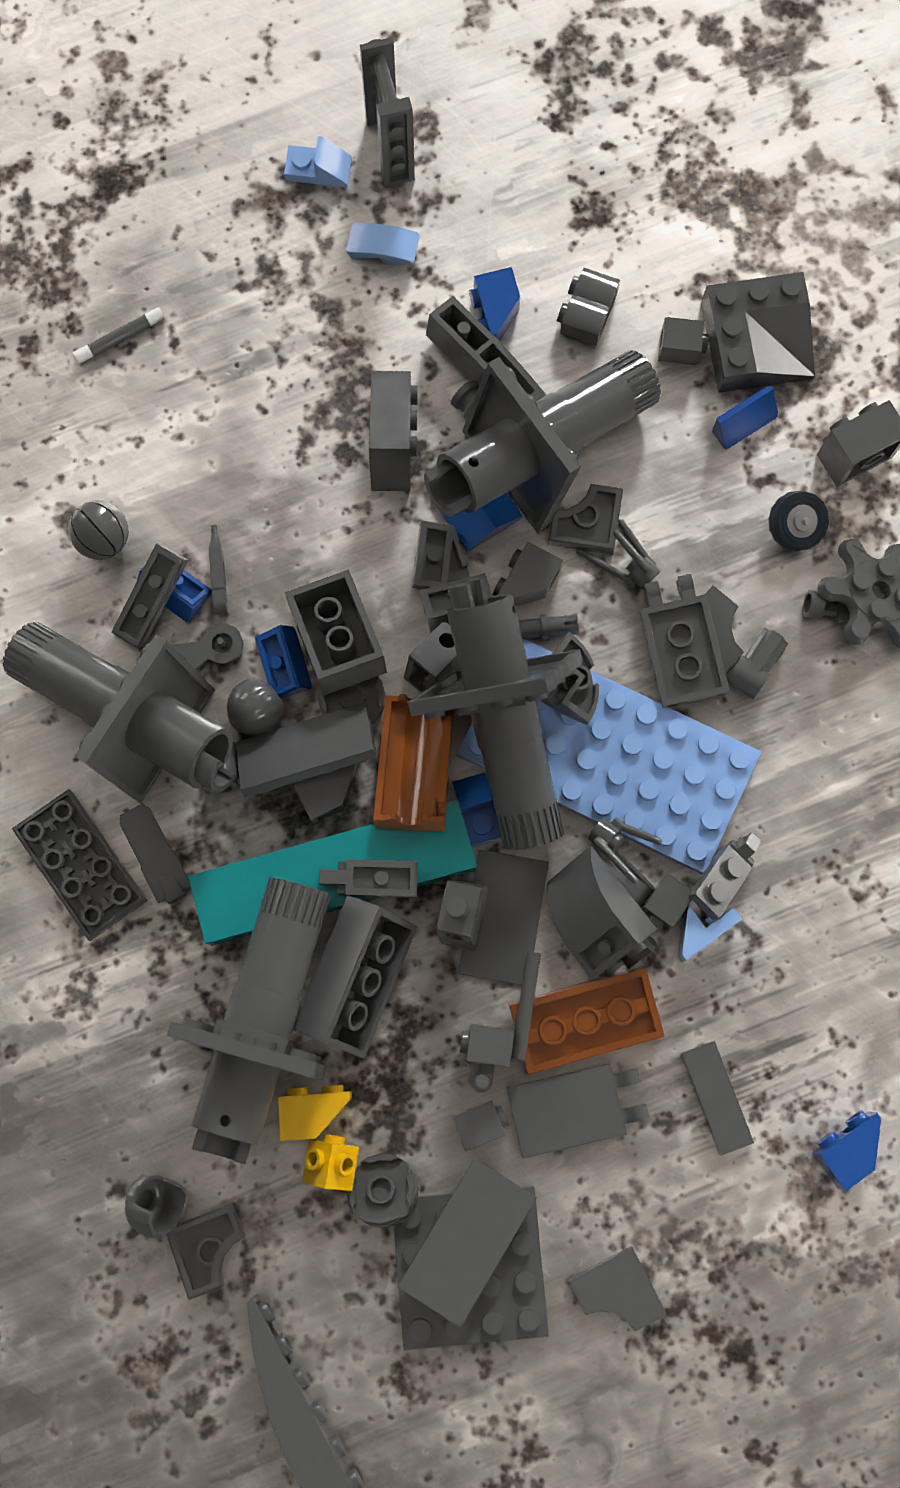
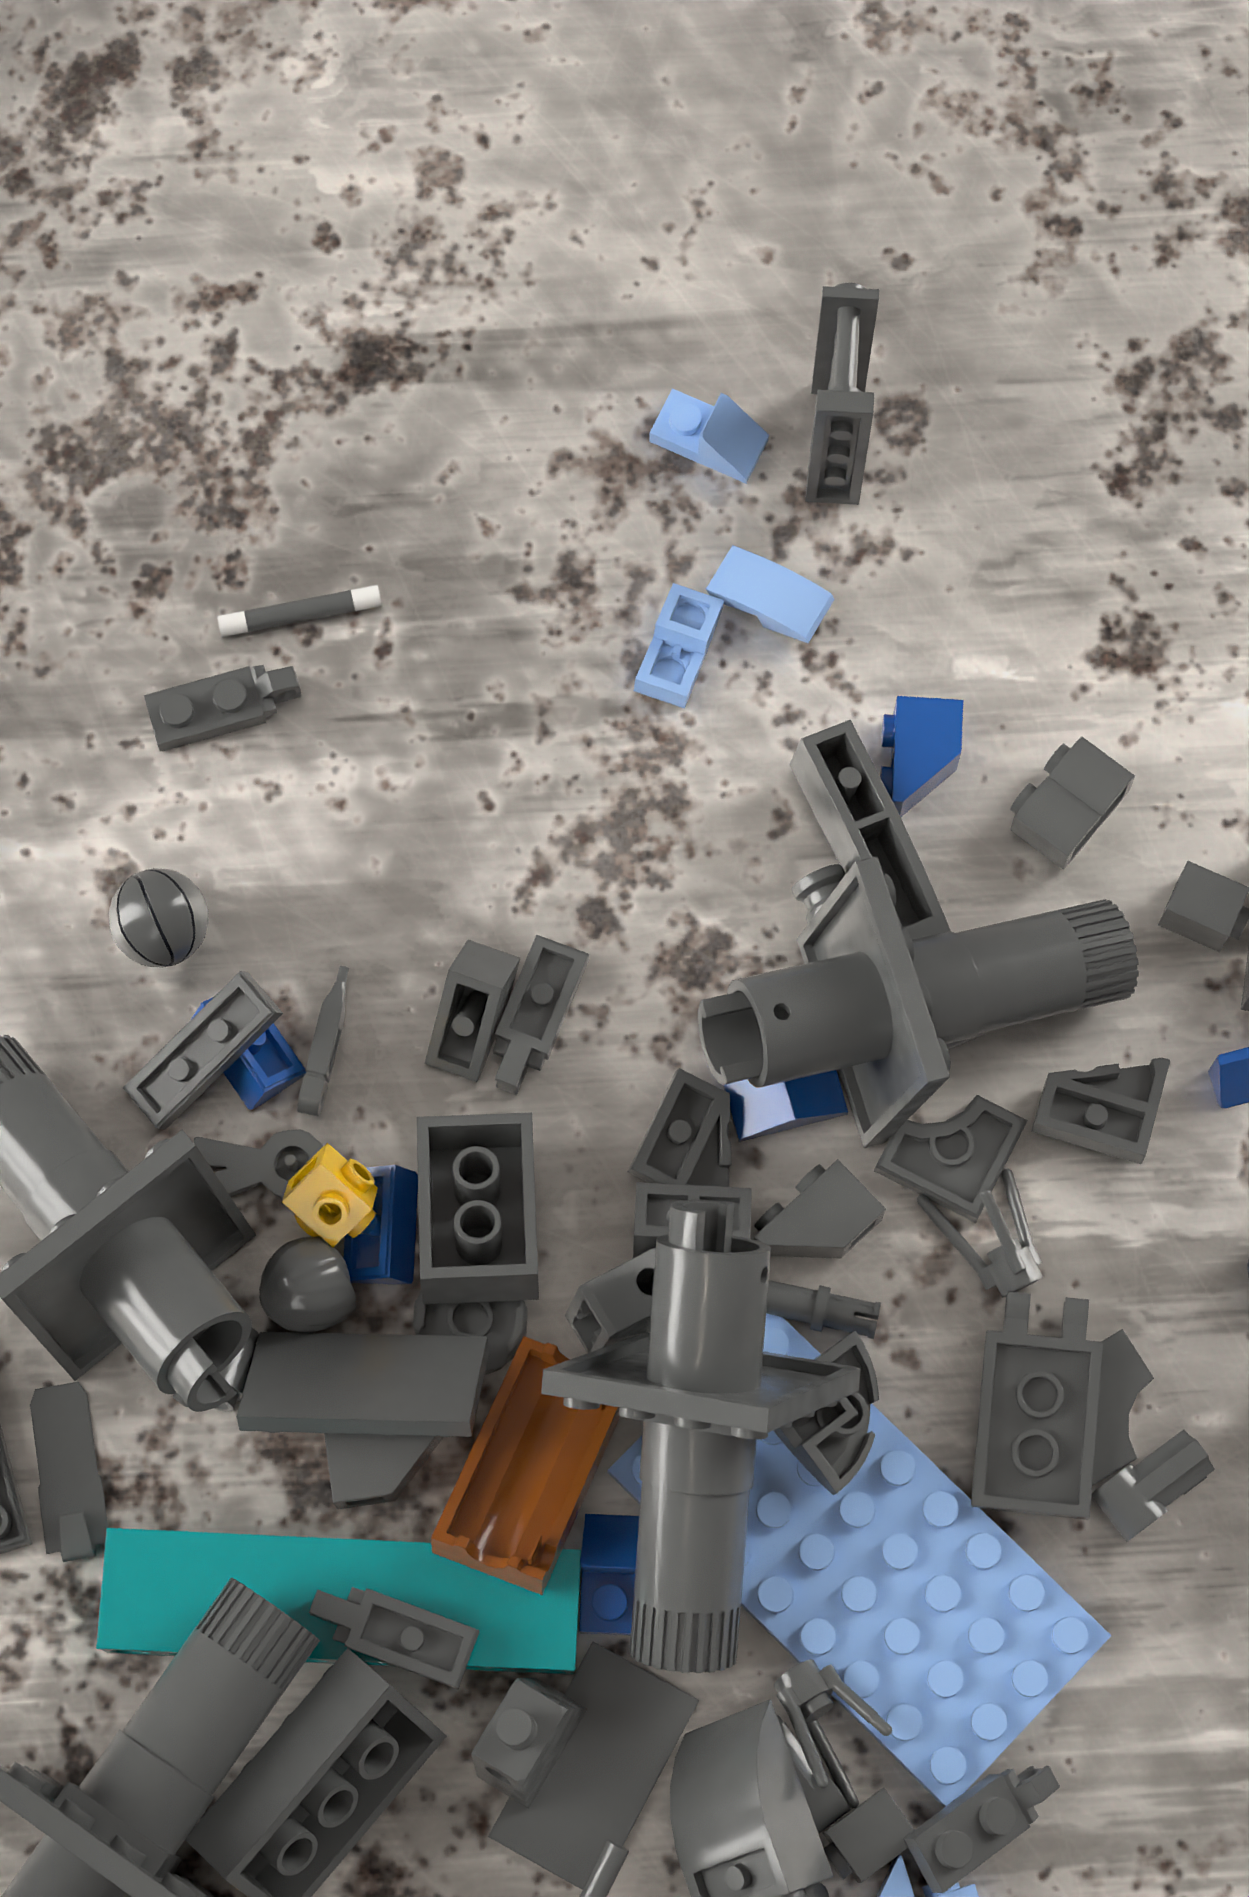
camera: 20 degrees right, 5 degrees down
(91, 401) = (219, 704): none -> dark grey hinge
(251, 652) = (331, 1196): none -> yellow brick
(294, 526) = (471, 1009): none -> dark grey slope
(330, 514) = (537, 1009): none -> dark grey hinge
(341, 288) = (678, 645): none -> light blue slope
(391, 429) = (679, 903): dark grey wedge -> none
(662, 469) = (1103, 1108): none -> dark grey wing

